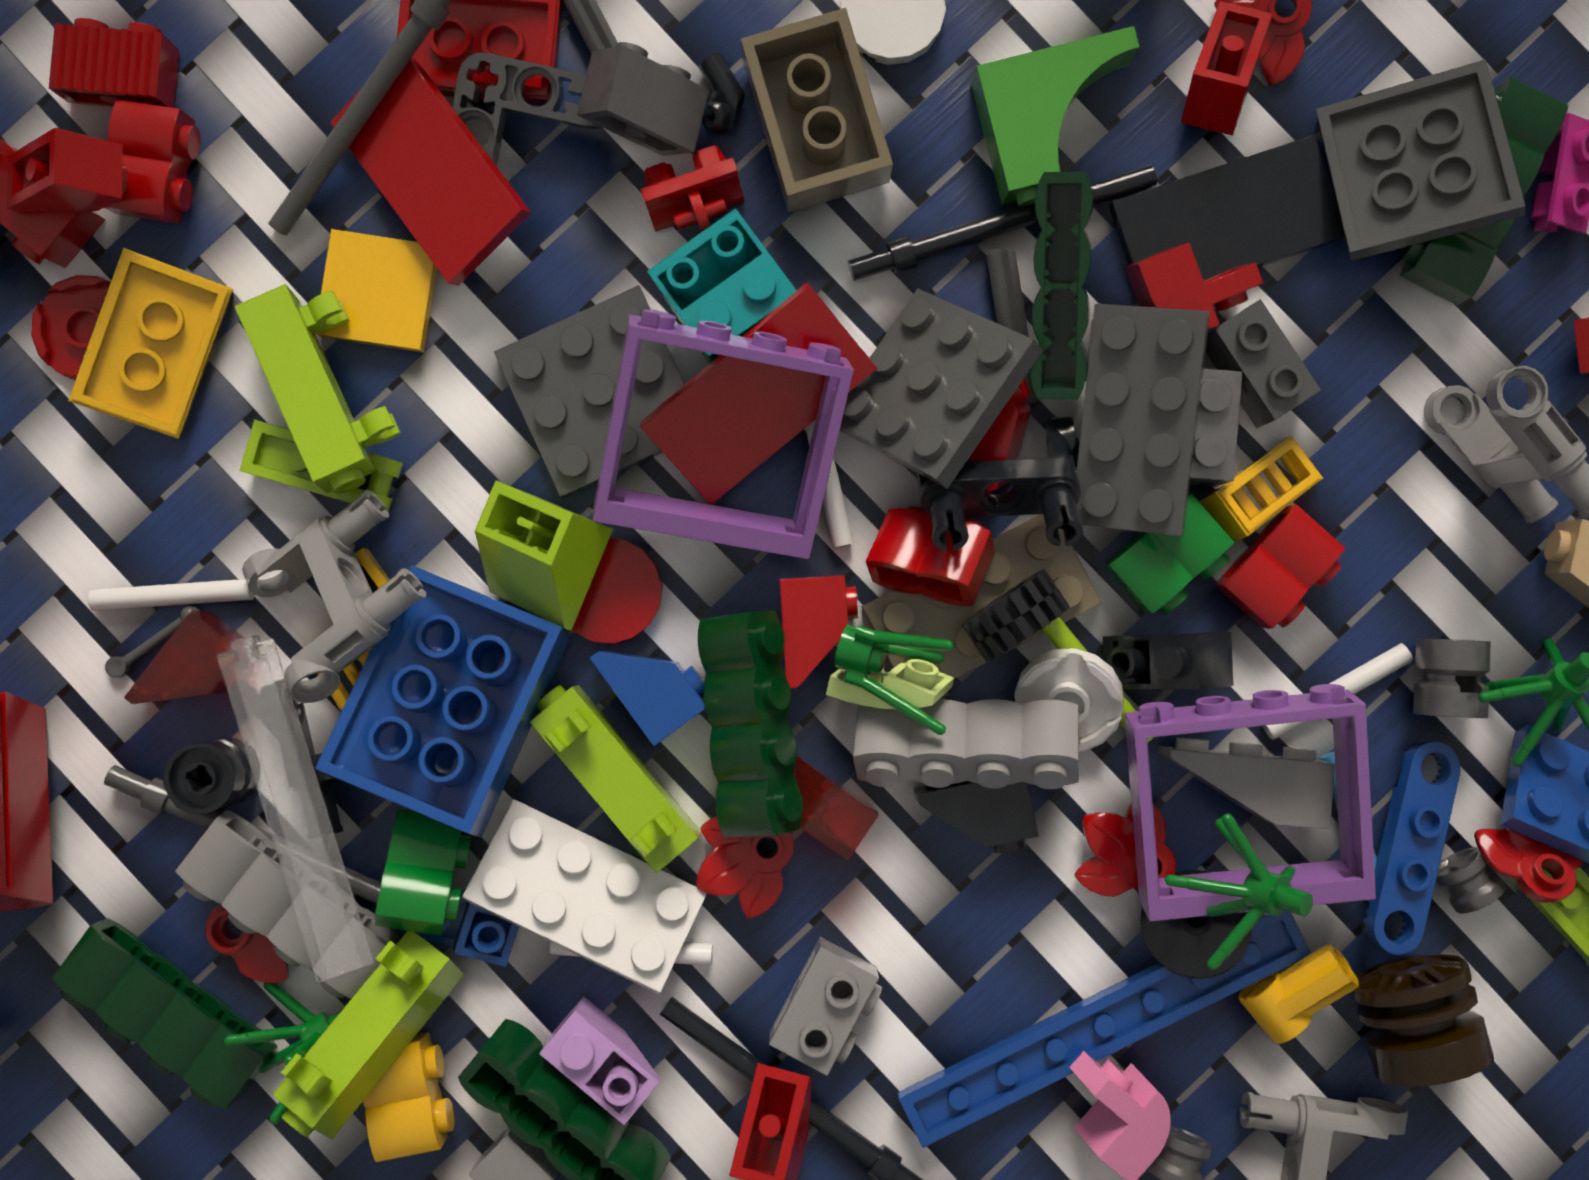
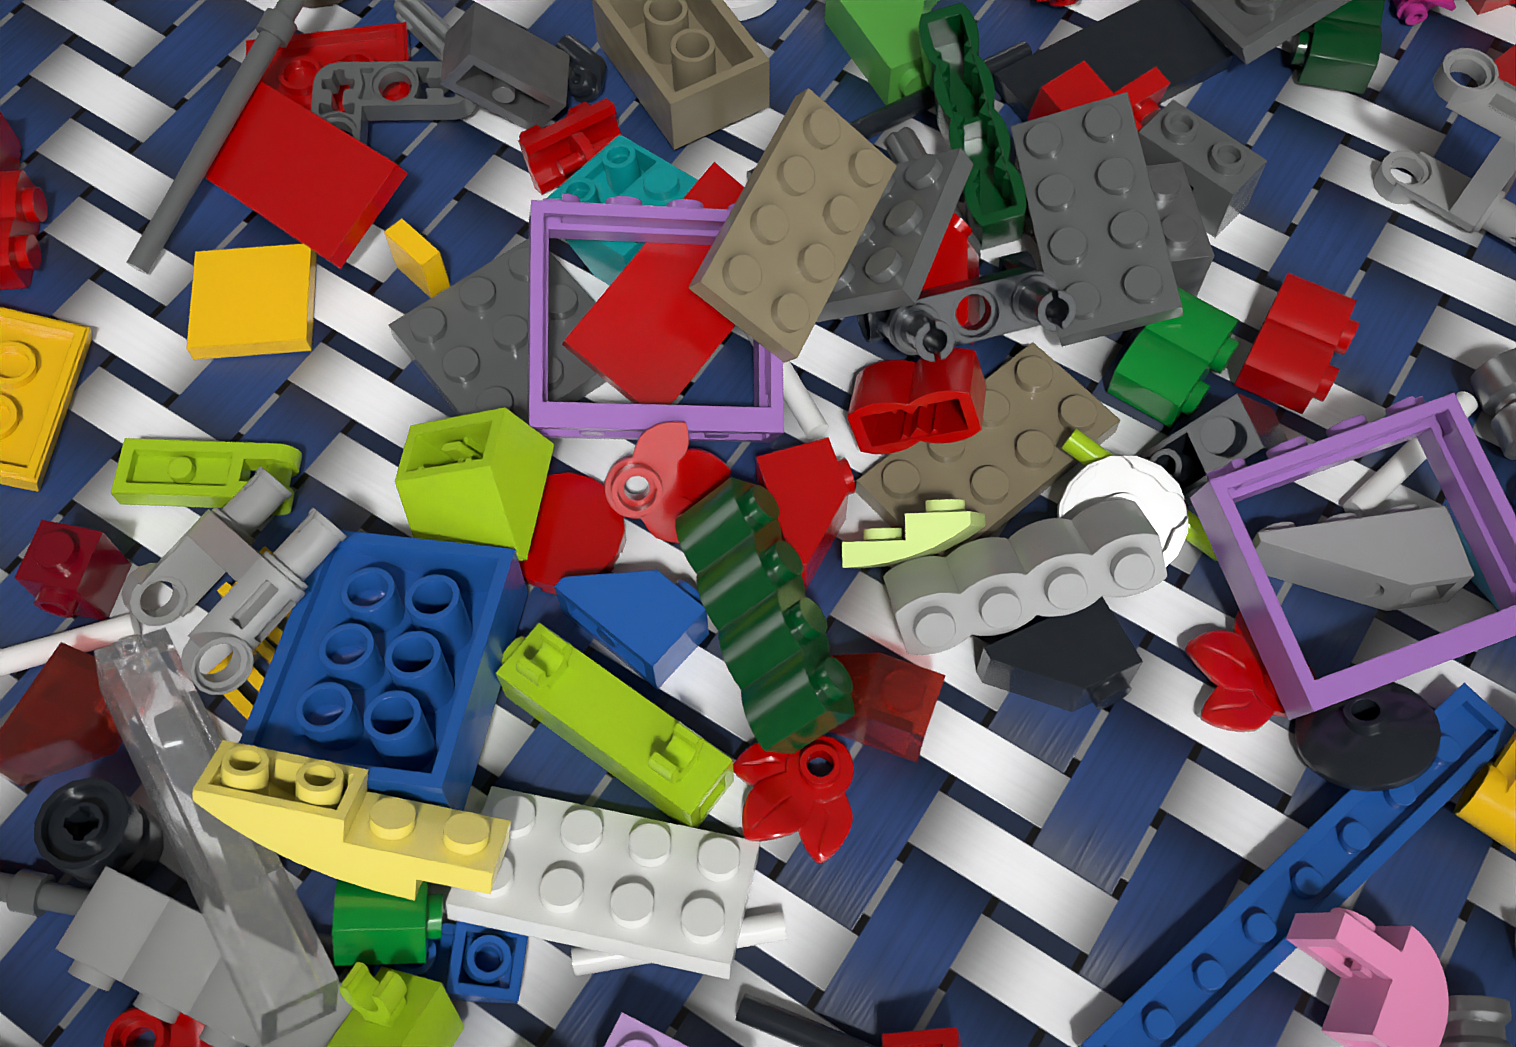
camera: 15 degrees left, 25 degrees down
(203, 540) = (73, 571): none -> dark red brick
(307, 390) = (185, 387): lime brick -> none
(395, 843) = (333, 825): none -> light yellow slope
(528, 289) = (417, 258): none -> yellow tile
(699, 577) = (674, 474): none -> plate
(825, 1006) = (949, 946): light grey brick -> none
(863, 385) = (794, 227): none -> dark tan plate
(865, 651) = (872, 499): green plant -> none
(1015, 615) = (1031, 420): black tyre -> none
(1236, 511) = (1244, 287): yellow slope -> none
(1260, 893) = (1433, 592): green plant -> none

